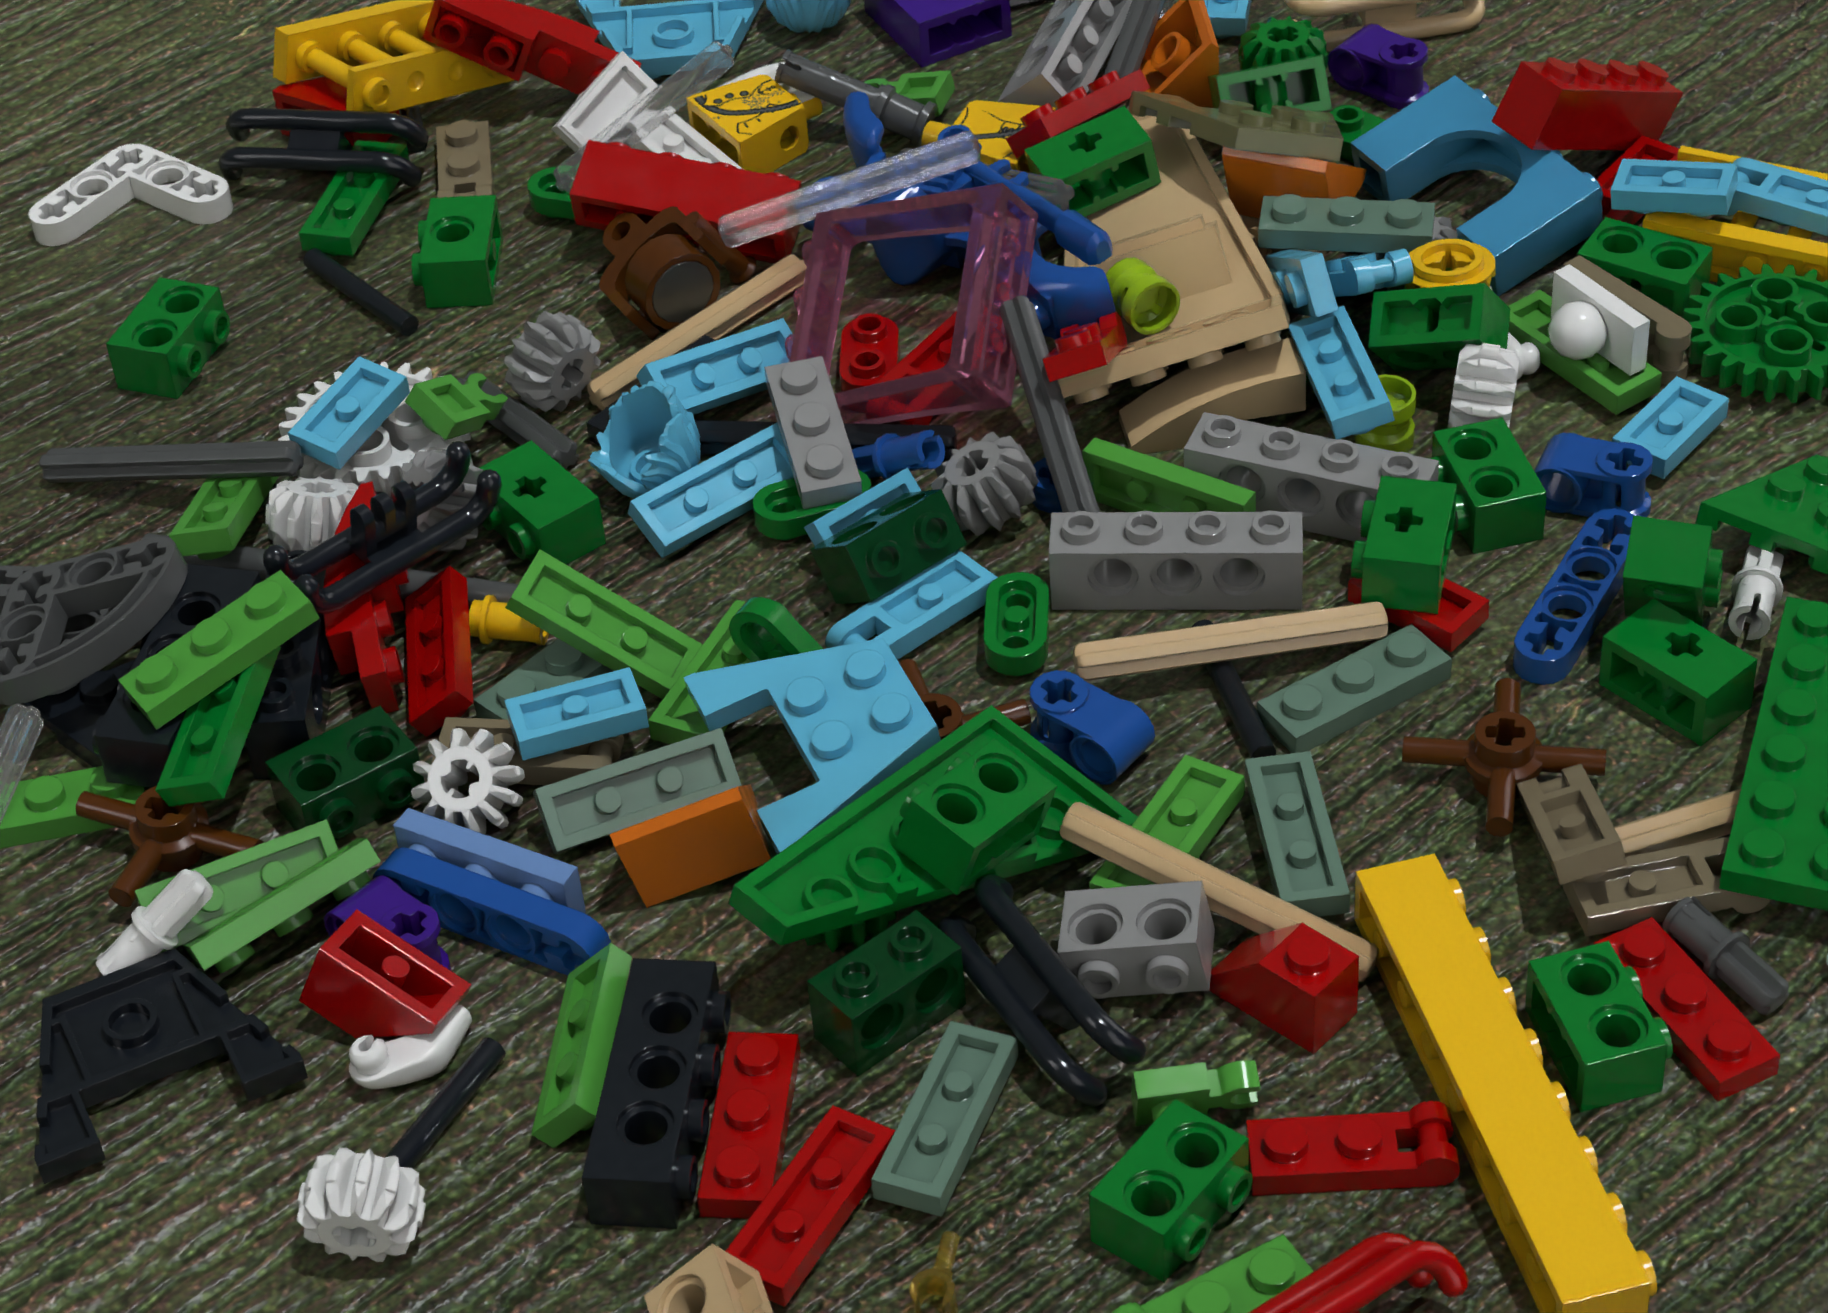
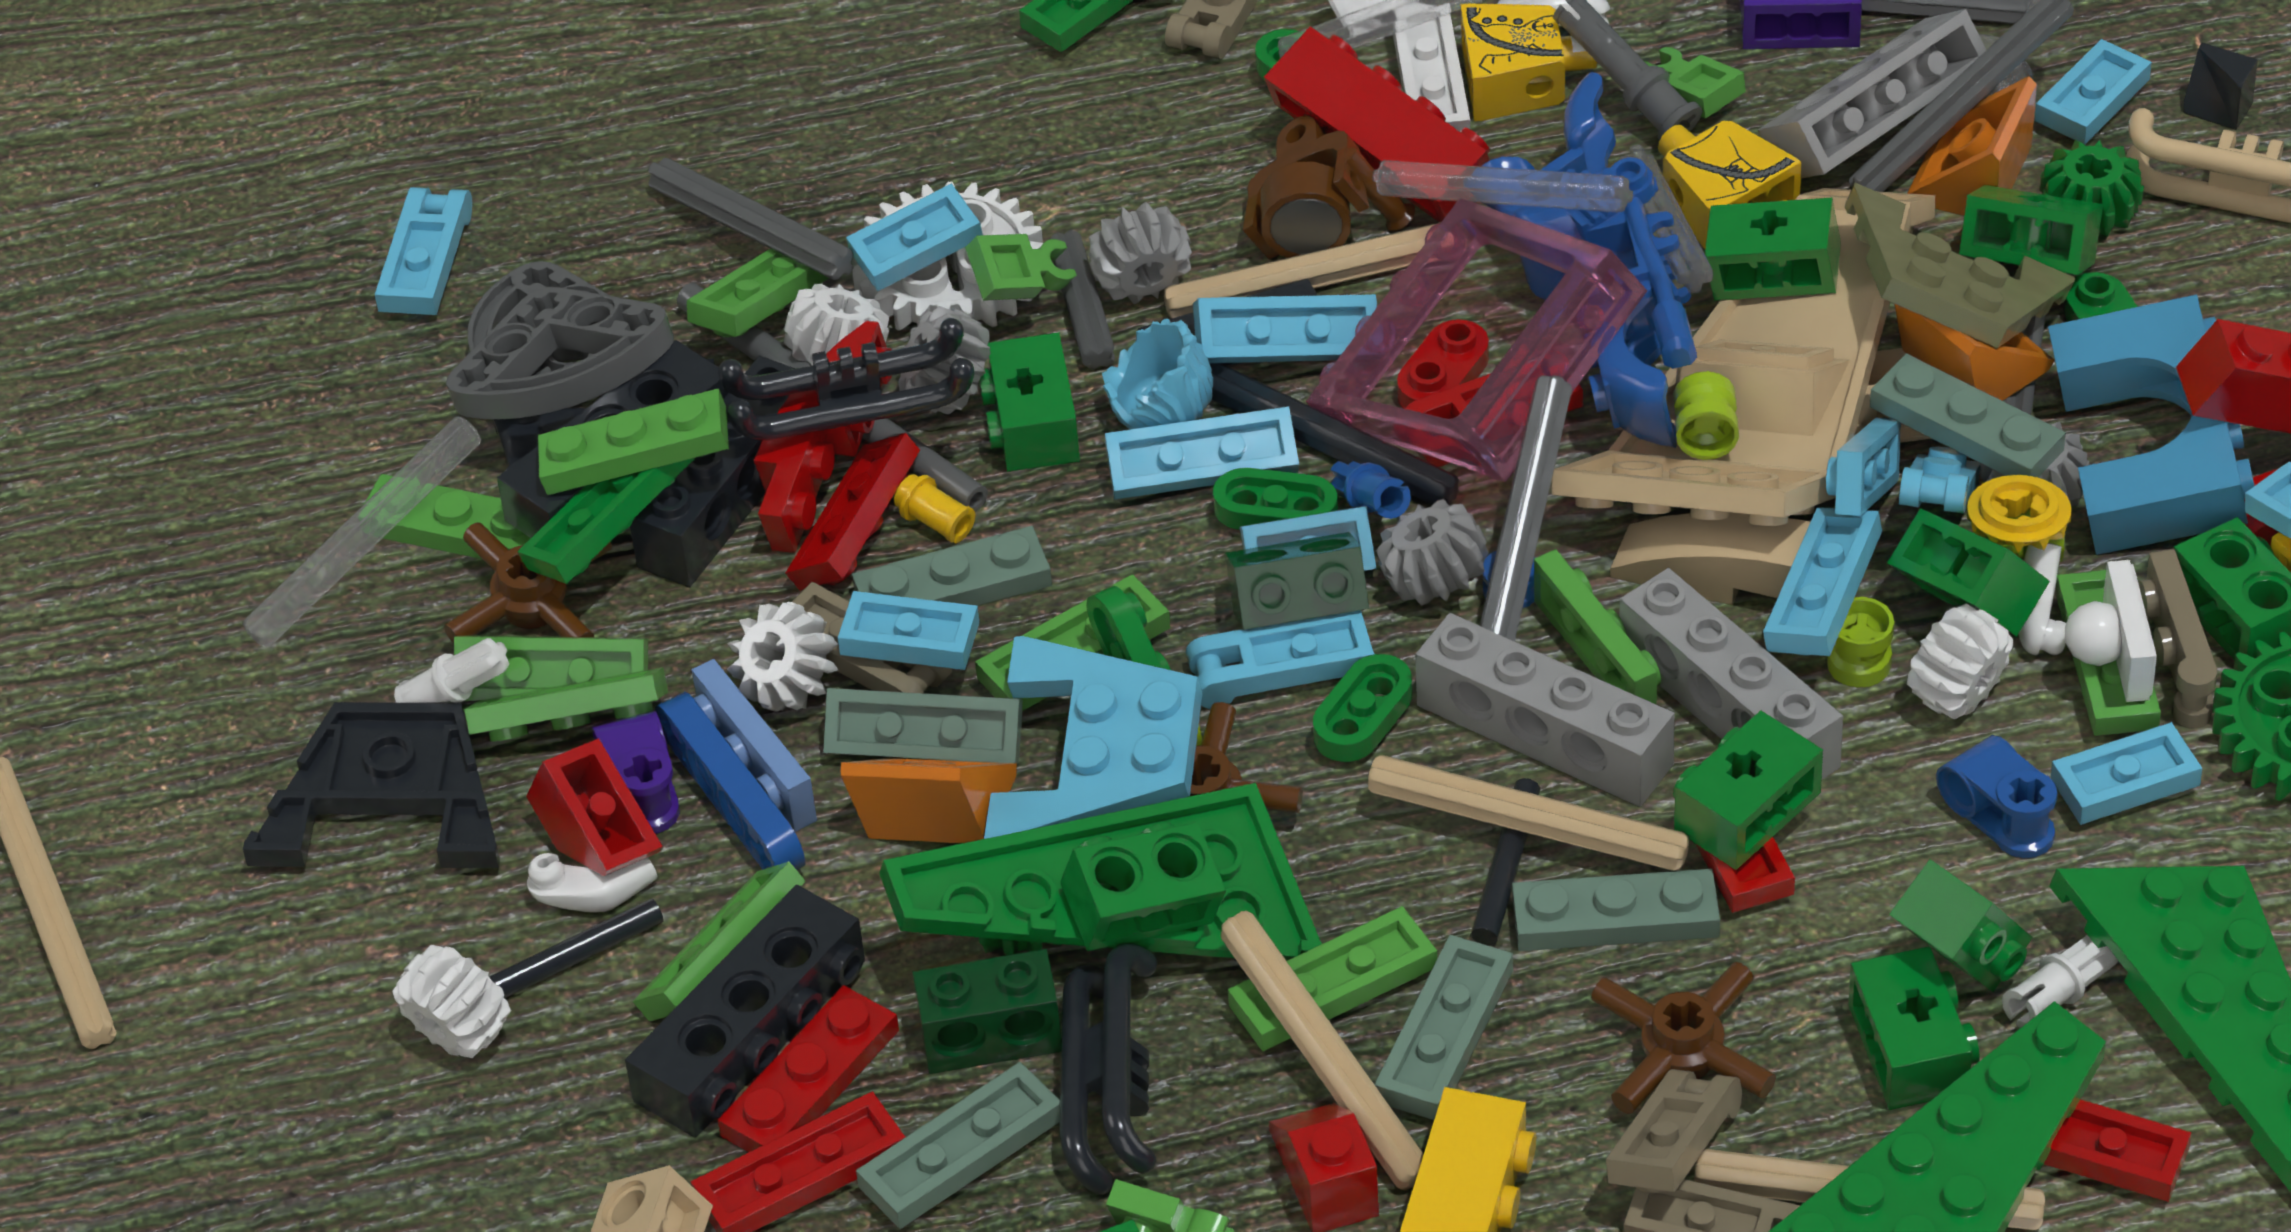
camera: 30 degrees right, 5 degrees up
(168, 338) = (836, 79): green brick -> none
(346, 774) = (694, 601): dark green brick -> none
(361, 292) = (1041, 96): black bar -> none
(459, 251) = (1150, 91): green brick -> none
(602, 624) = (988, 550): bright green plate -> none
(813, 432) = (1309, 431): light grey plate -> none
(1076, 108) = (1809, 175): red plate -> none
(1086, 347) = (1601, 454): red plate -> none
(1093, 730) = (1342, 838): blue piece -> none
(1138, 939) = (1223, 1062): light grey brick -> none
(1381, 66) = (2183, 242): dark purple piece -> none
(1497, 489) = (1893, 757): green brick -> none
(1572, 593) = (1879, 899): blue beam -> none

